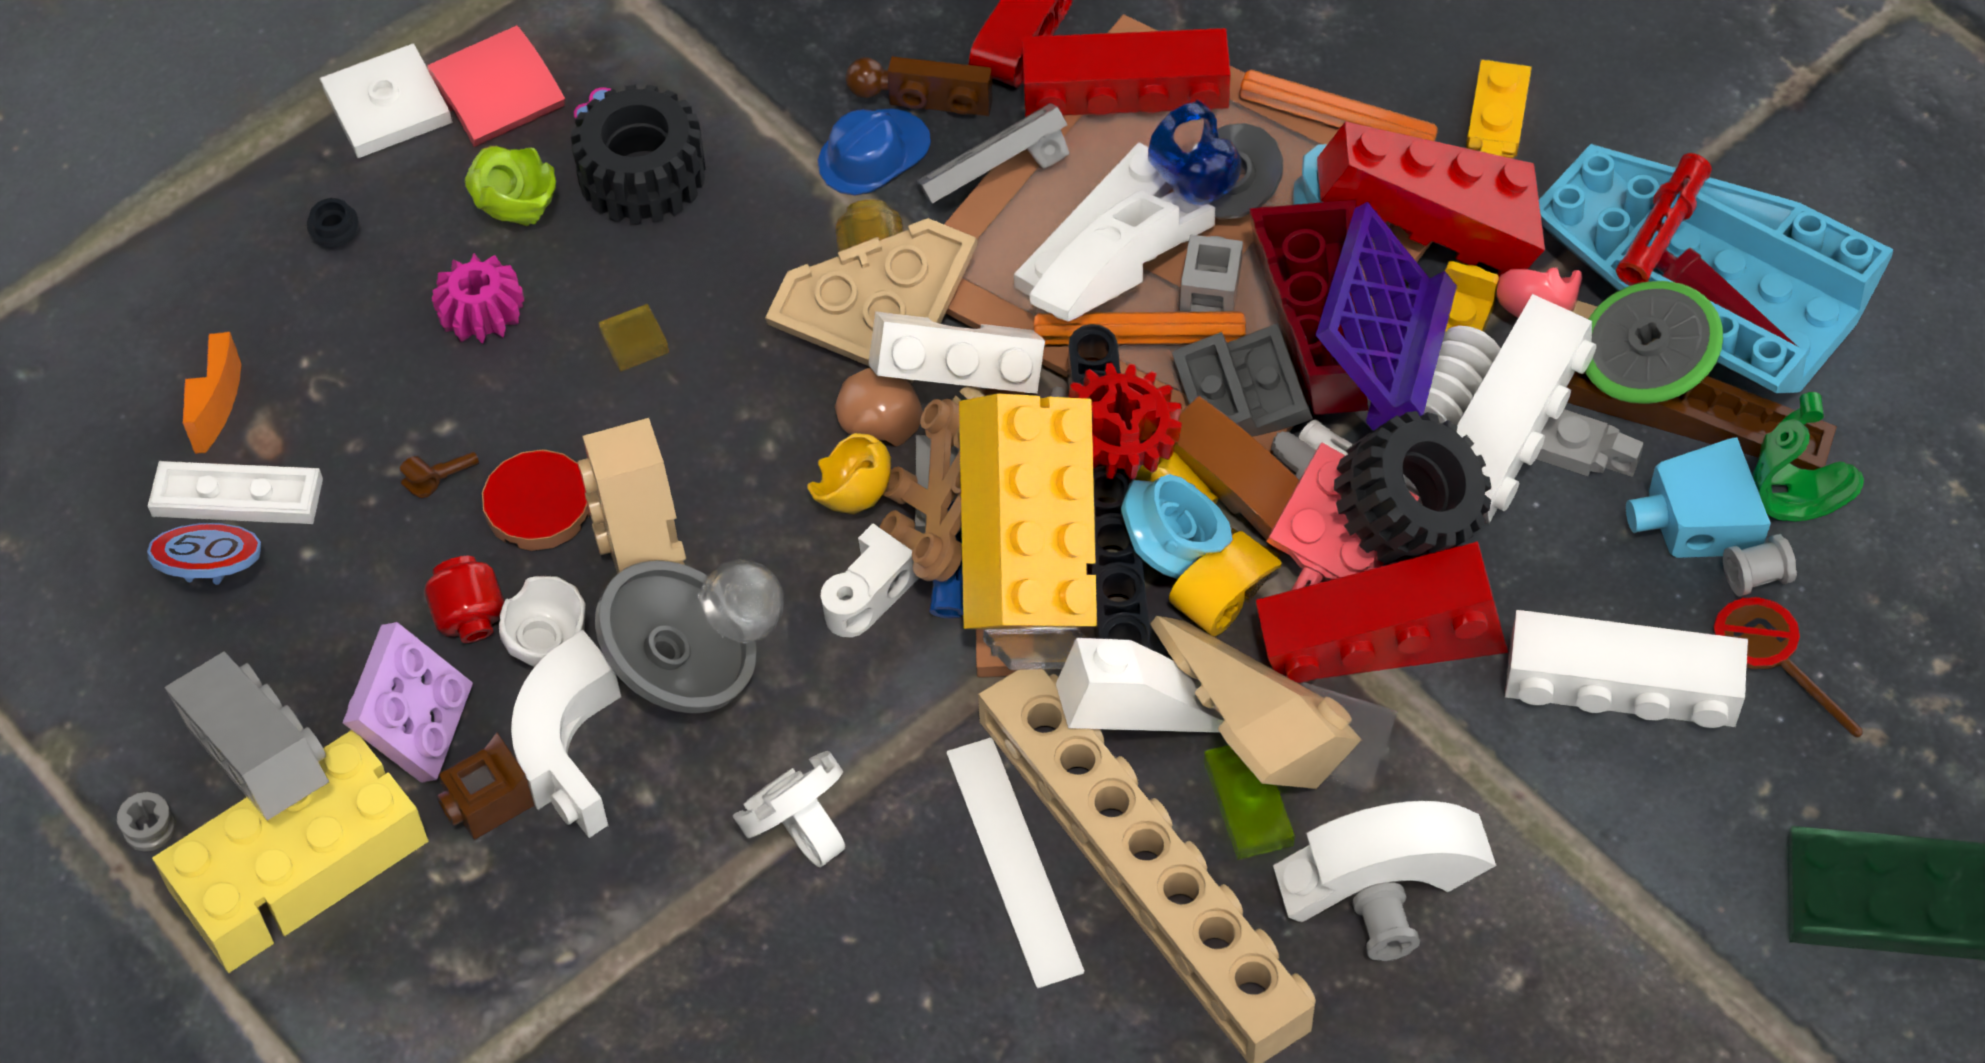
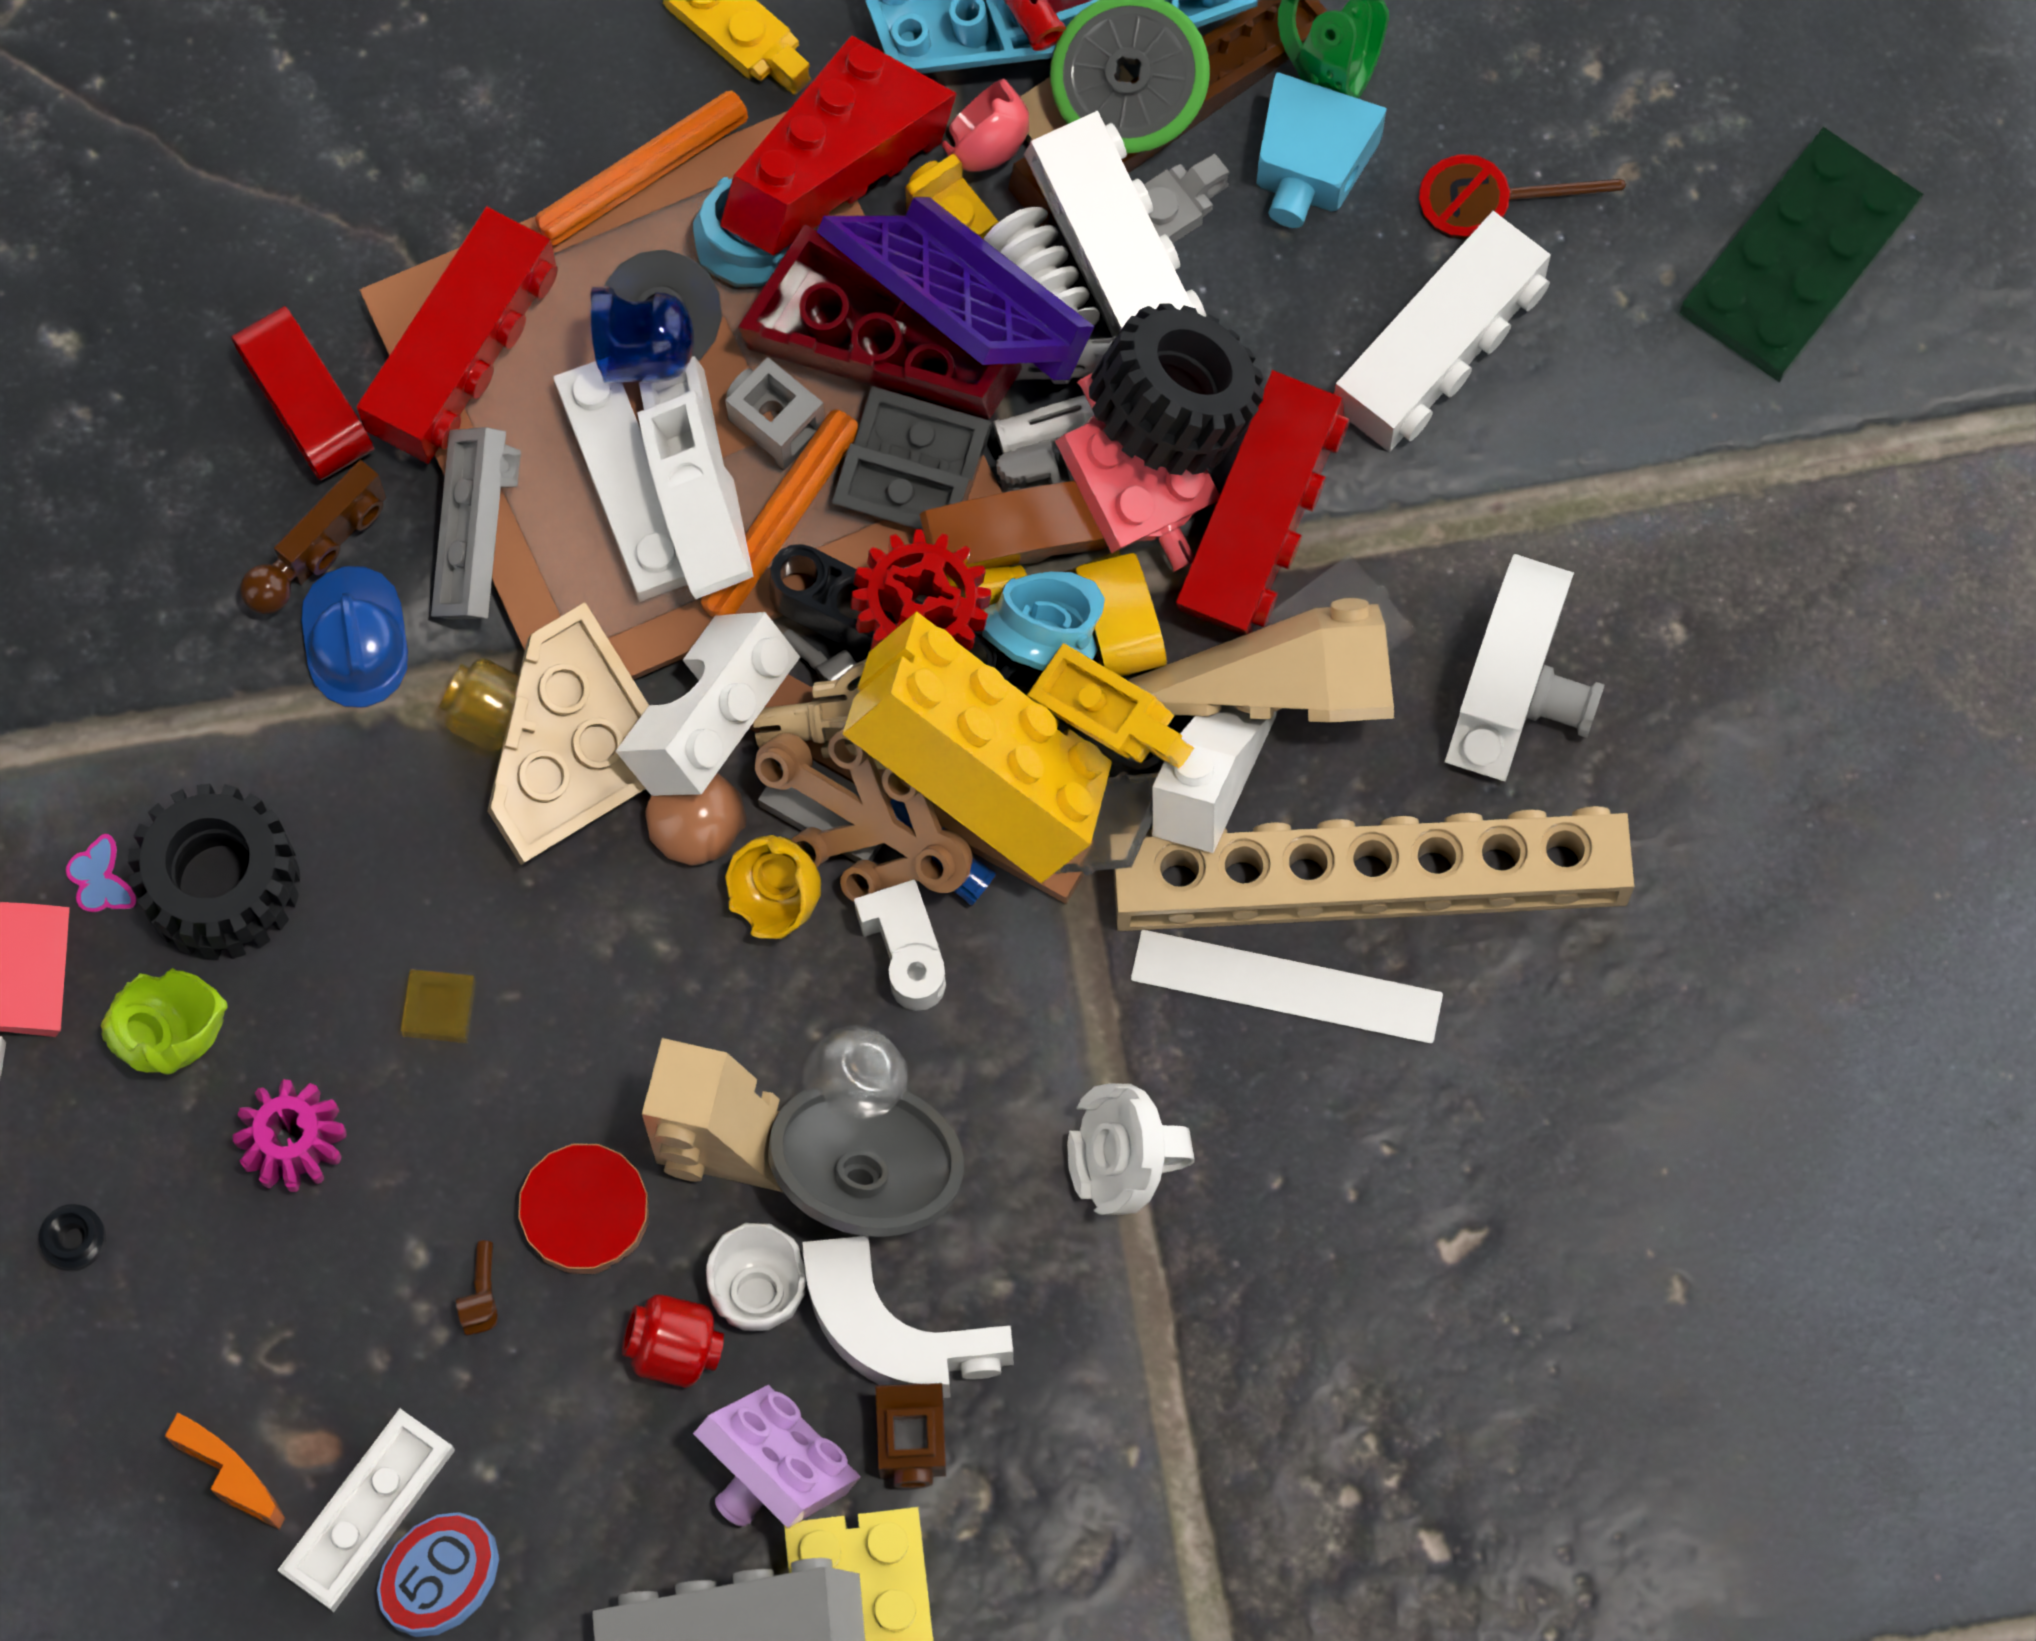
camera: 60 degrees left, 15 degrees up
(1120, 580) = (1108, 708): none -> yellow hinge
(1249, 808) = (1371, 748): clear neon green plate -> none
(1759, 565) = (1406, 145): light grey bush -> none

